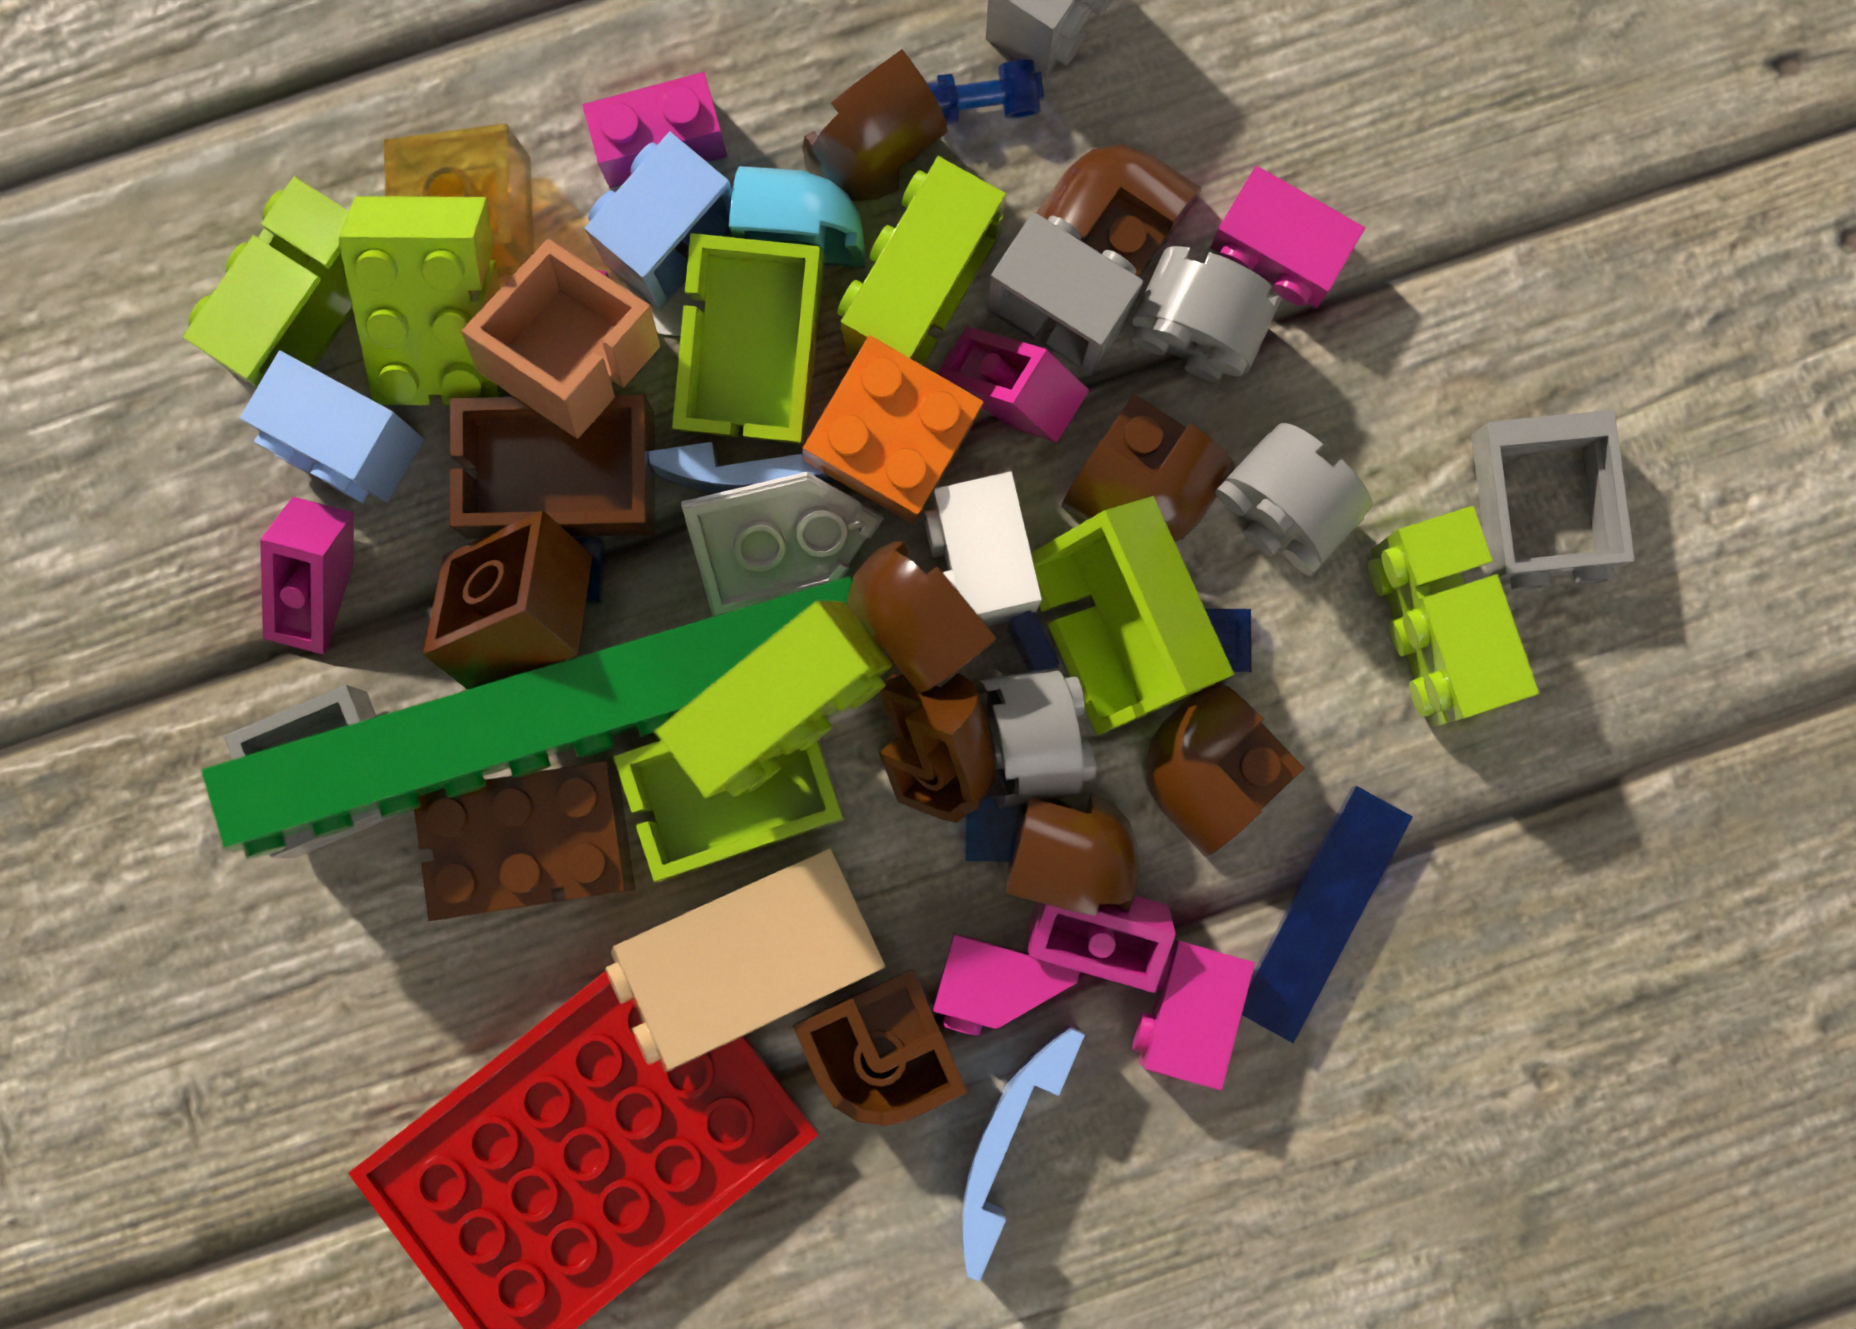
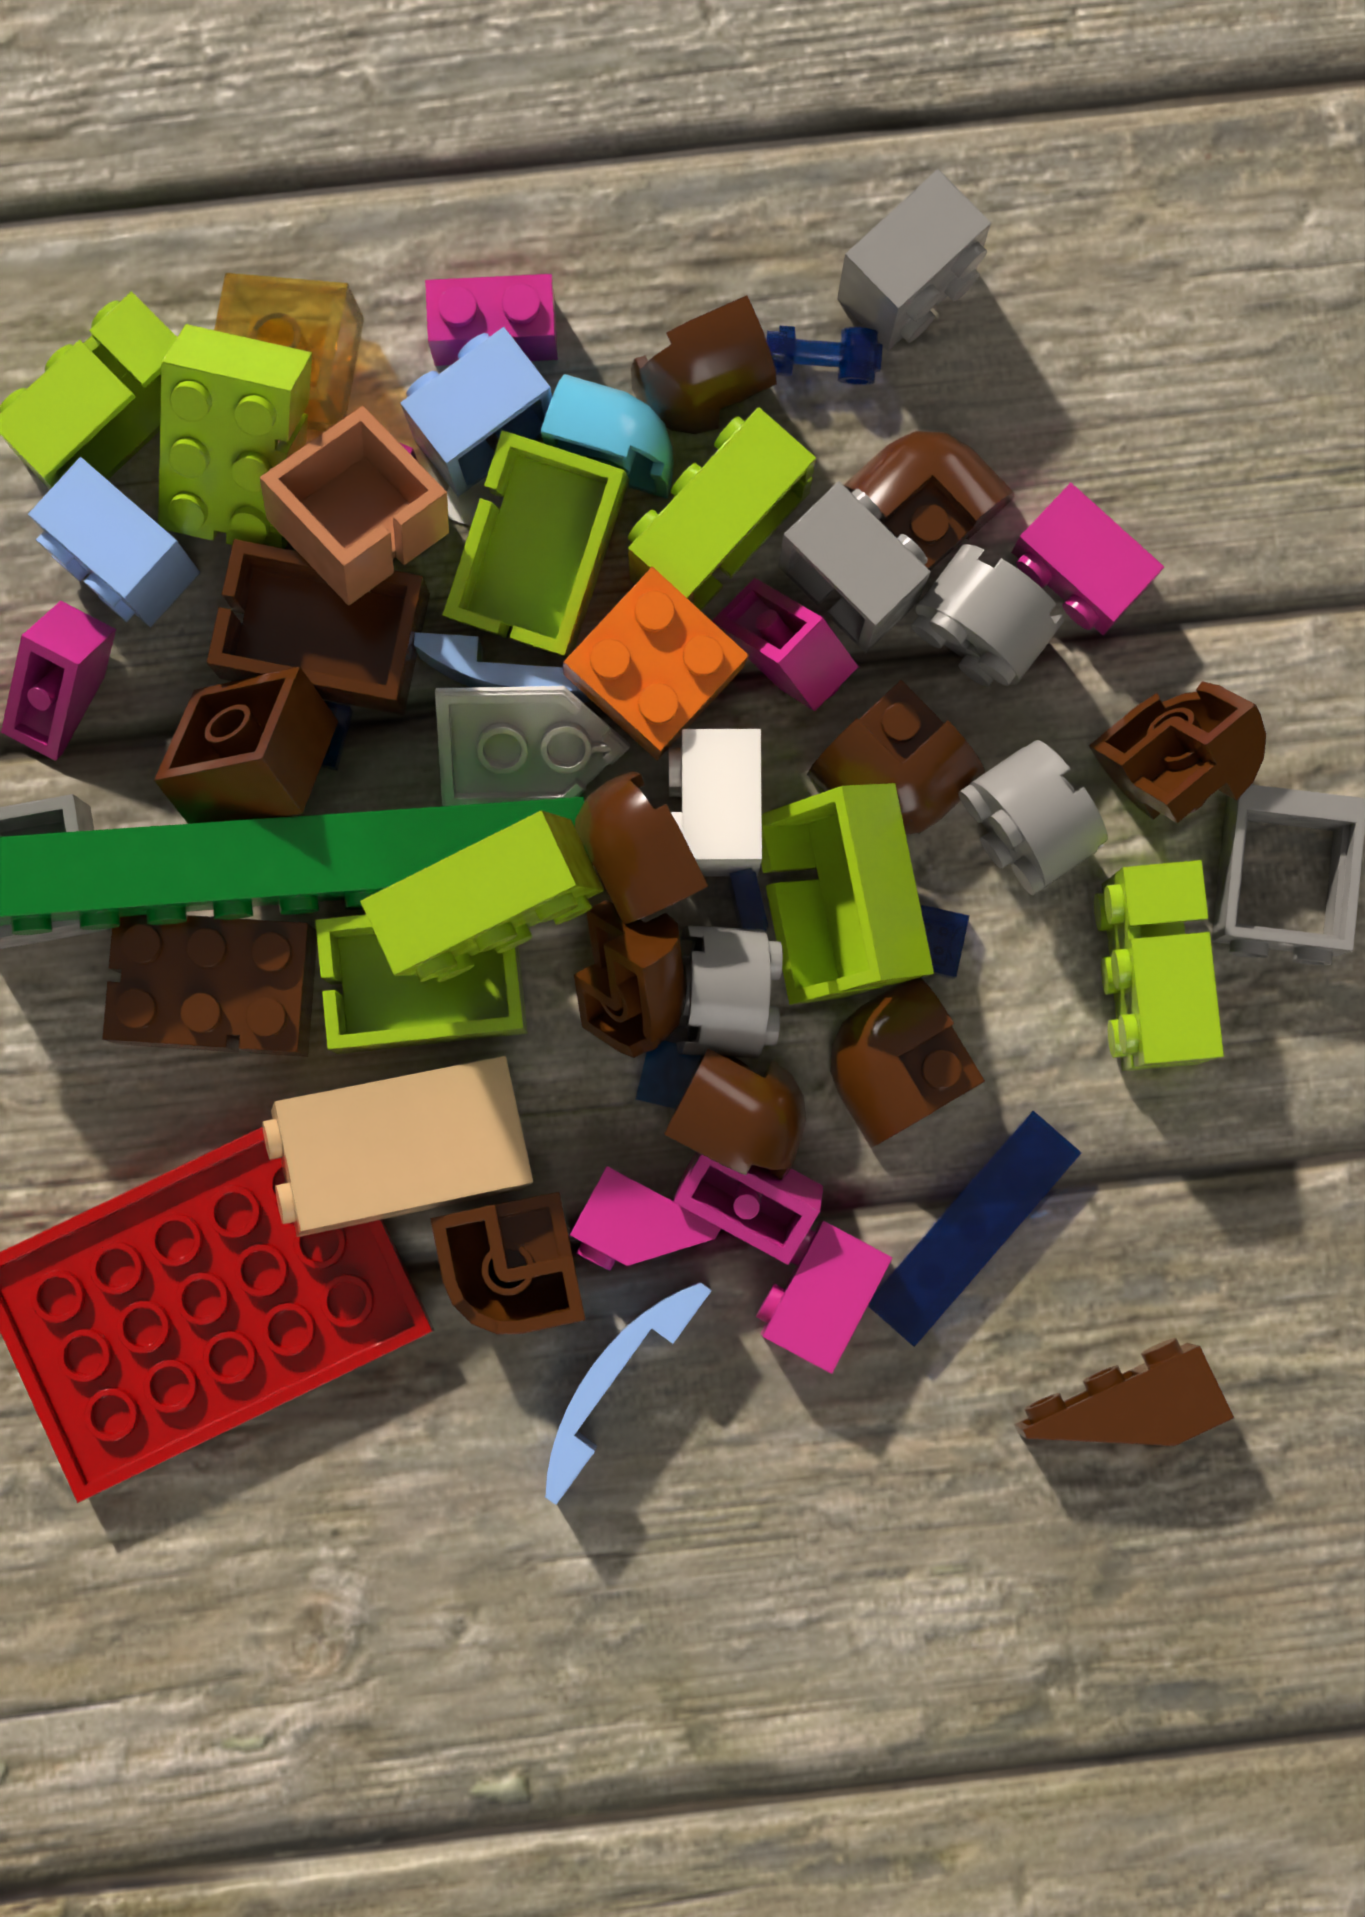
camera: 10 degrees right, 0 degrees up
(1425, 402) = (1184, 750): none -> reddish brown brick
(1536, 1048) = (1150, 1404): none -> reddish brown slope

